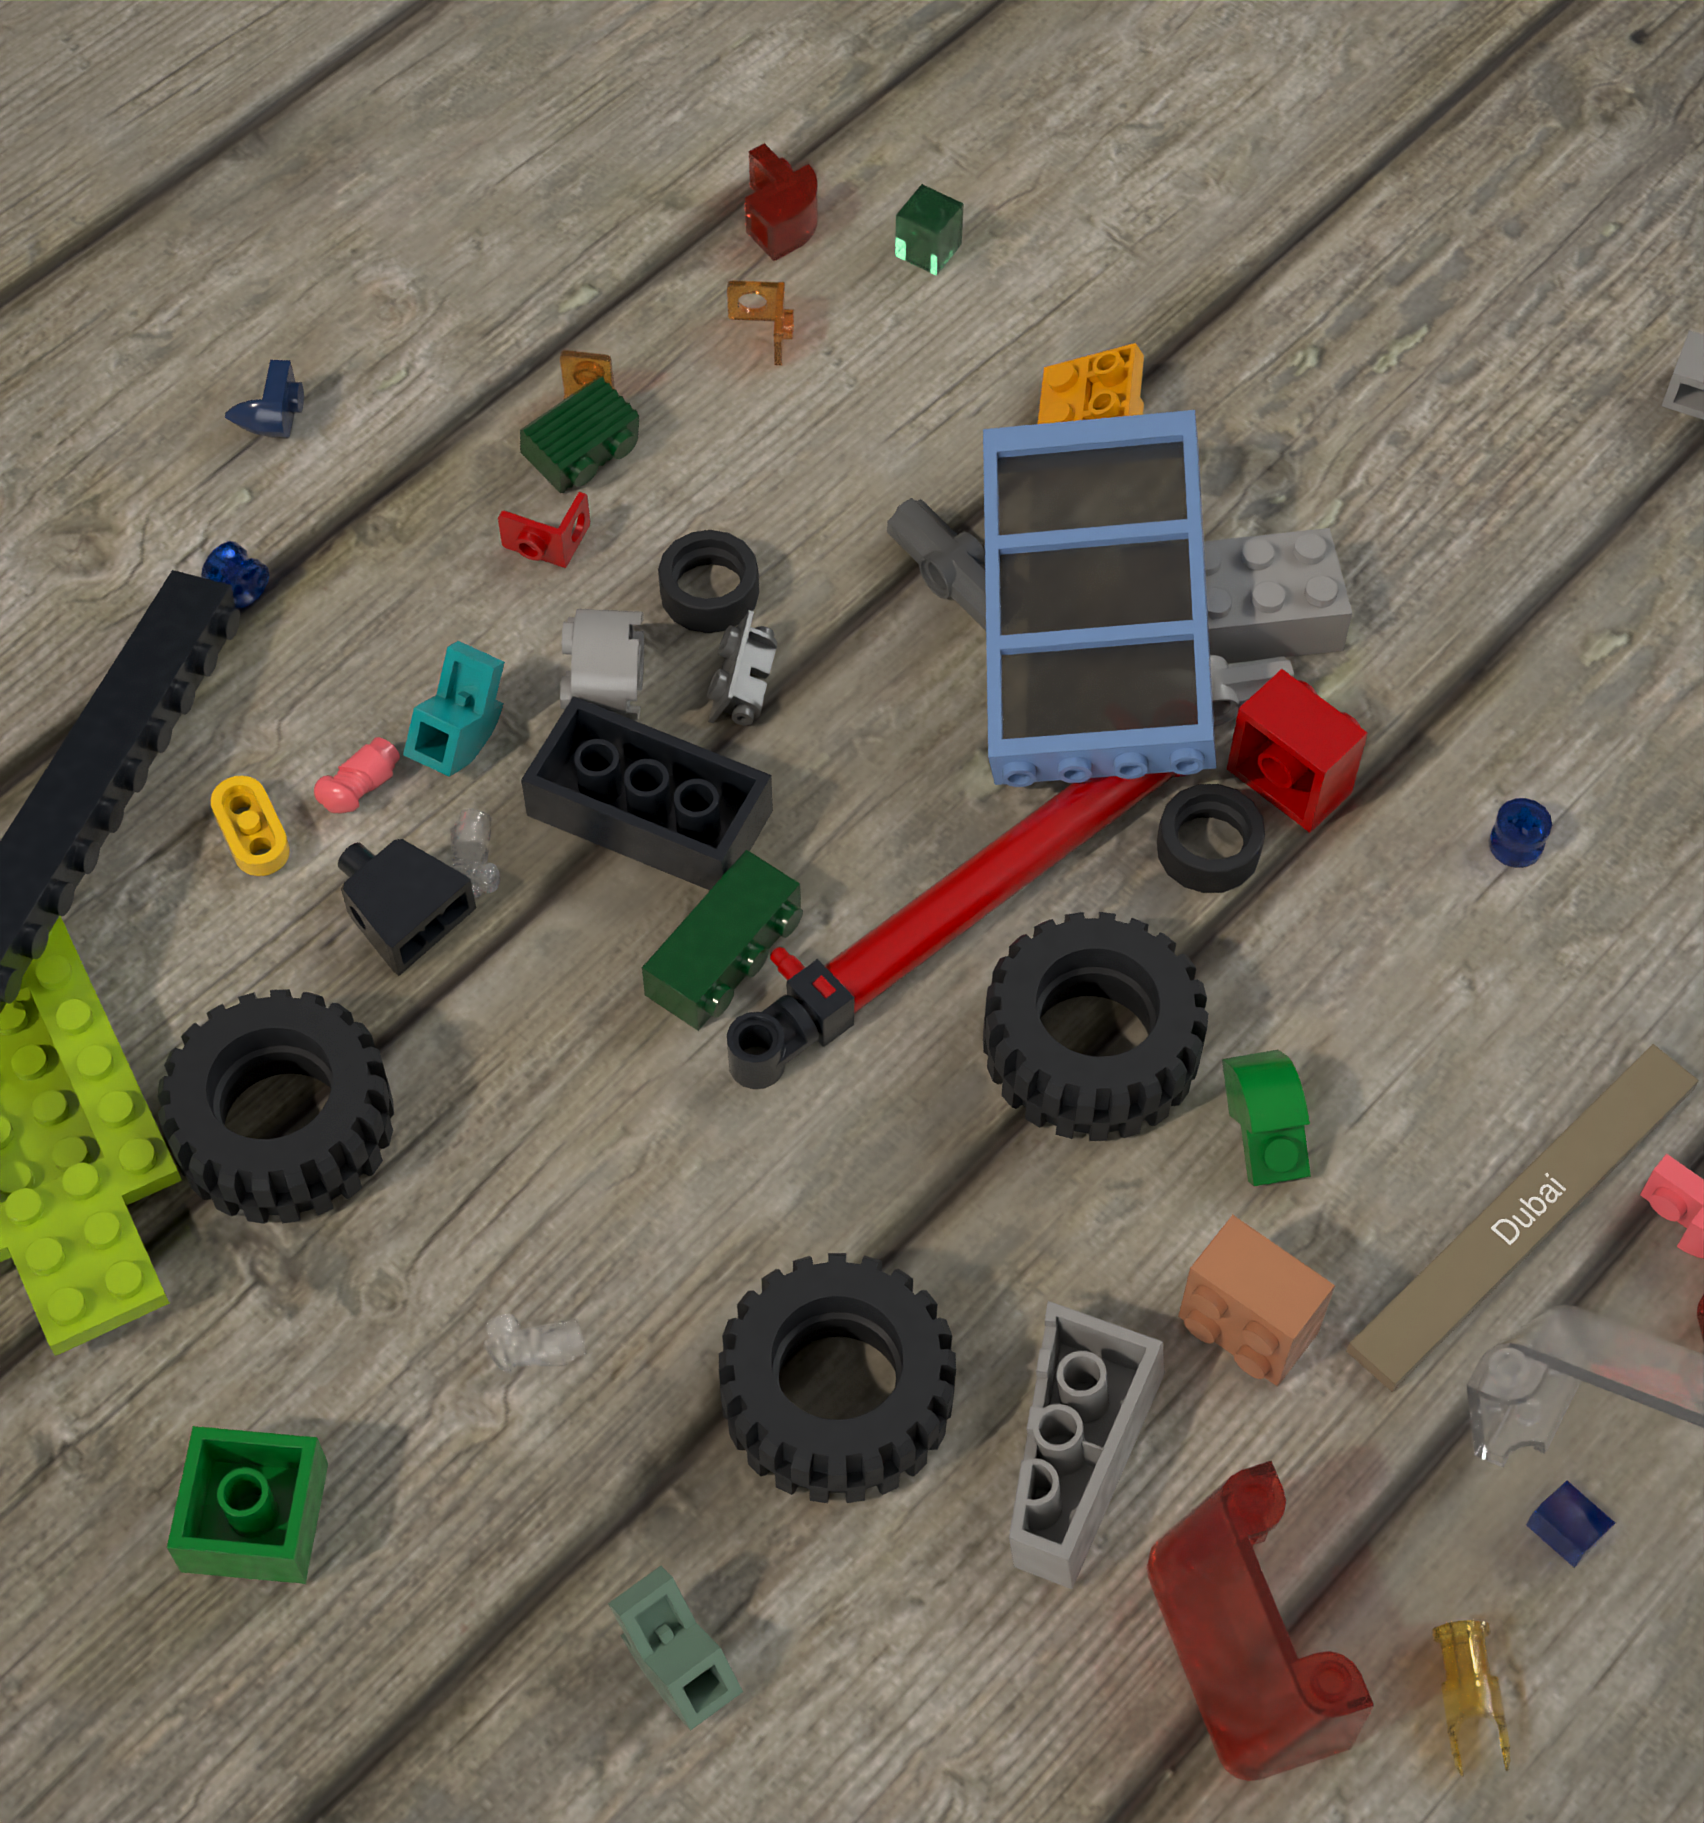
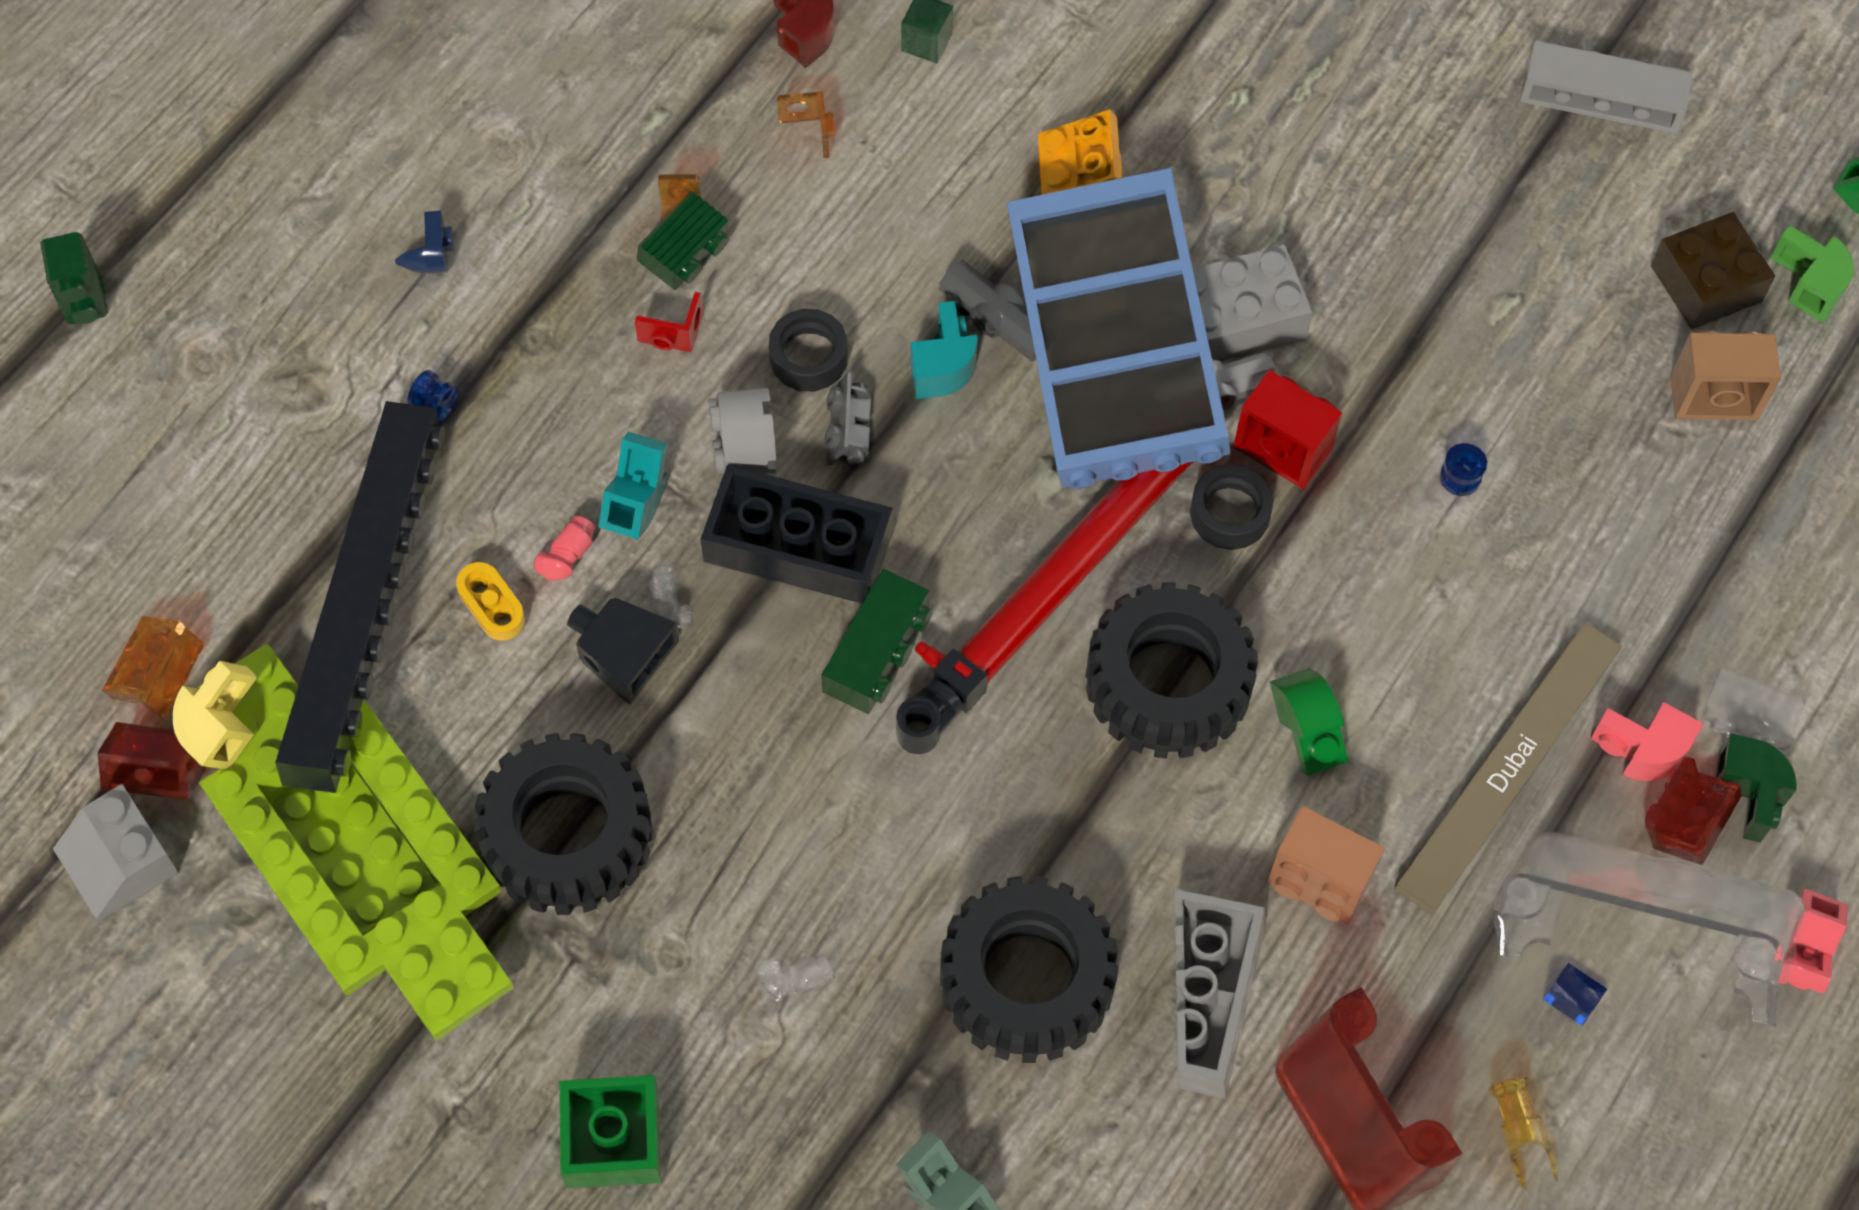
camera: 10 degrees left, 5 degrees up
(879, 617) = (944, 363): none -> teal brick

